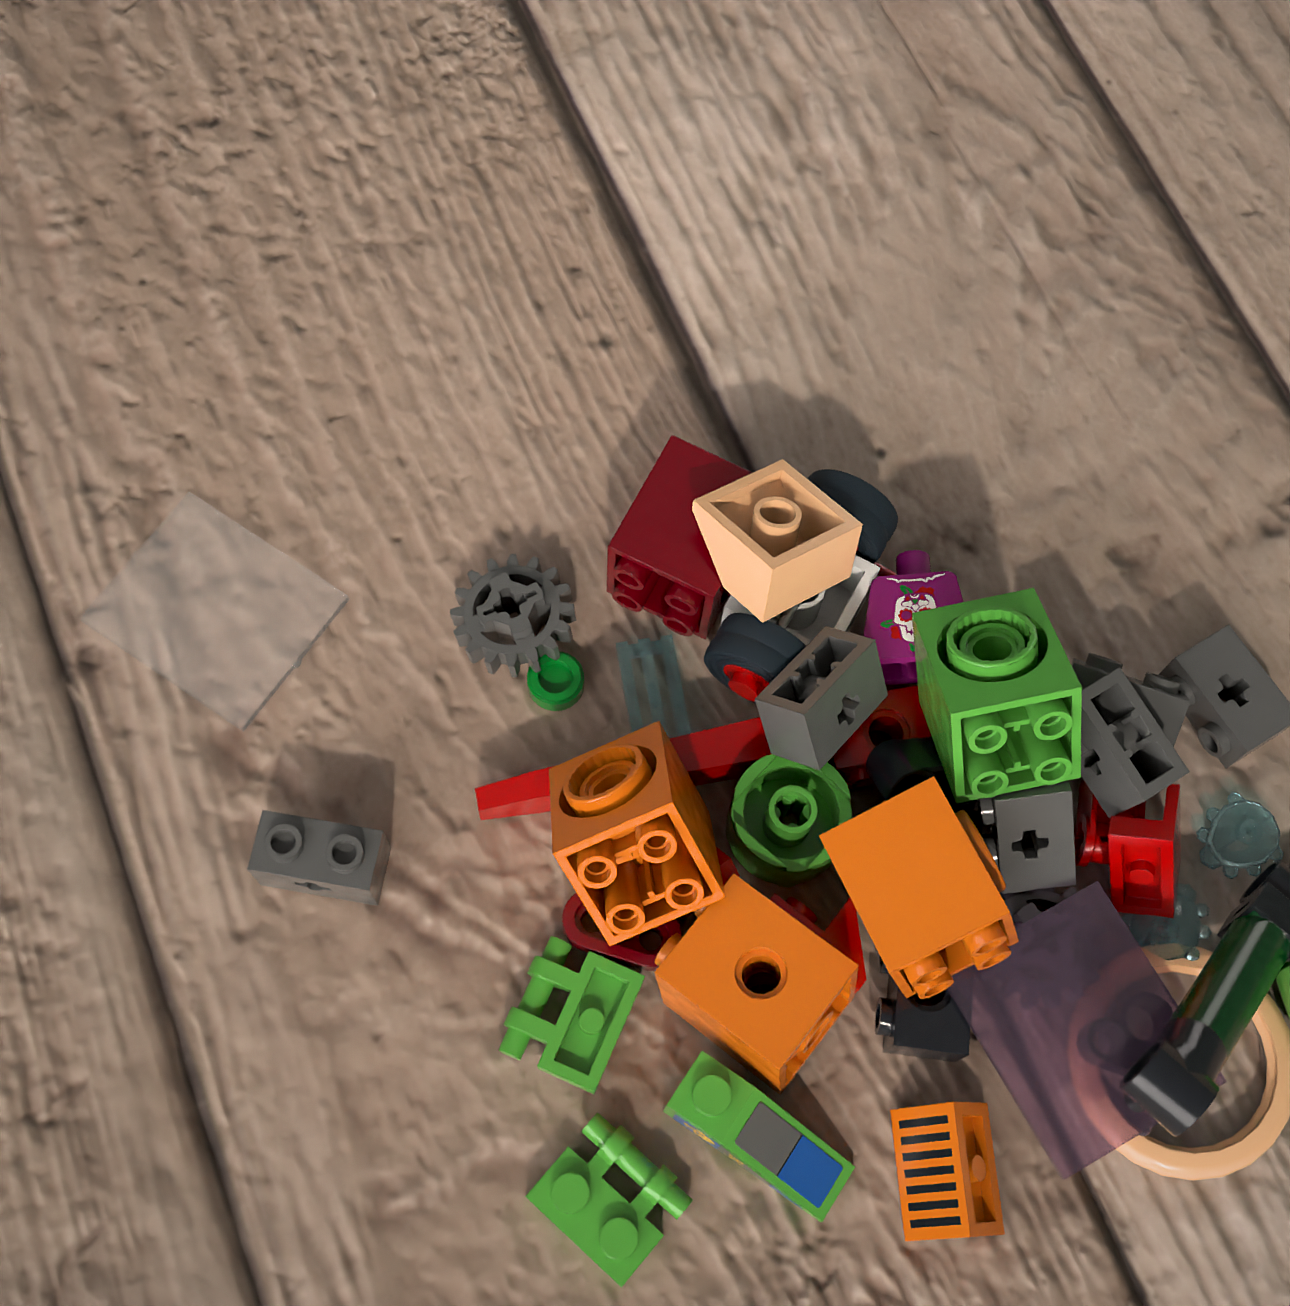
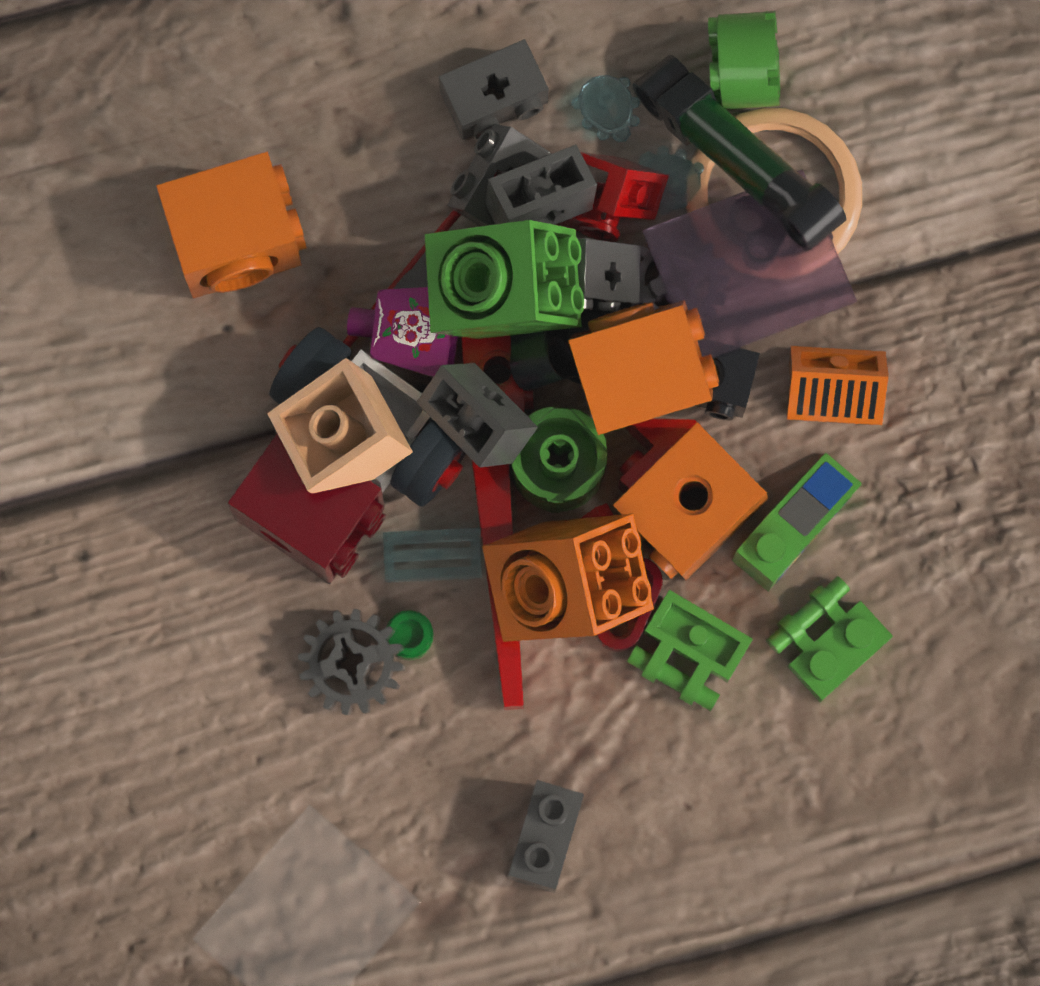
camera: 80 degrees left, 10 degrees up
(998, 422) = (233, 225): none -> orange brick

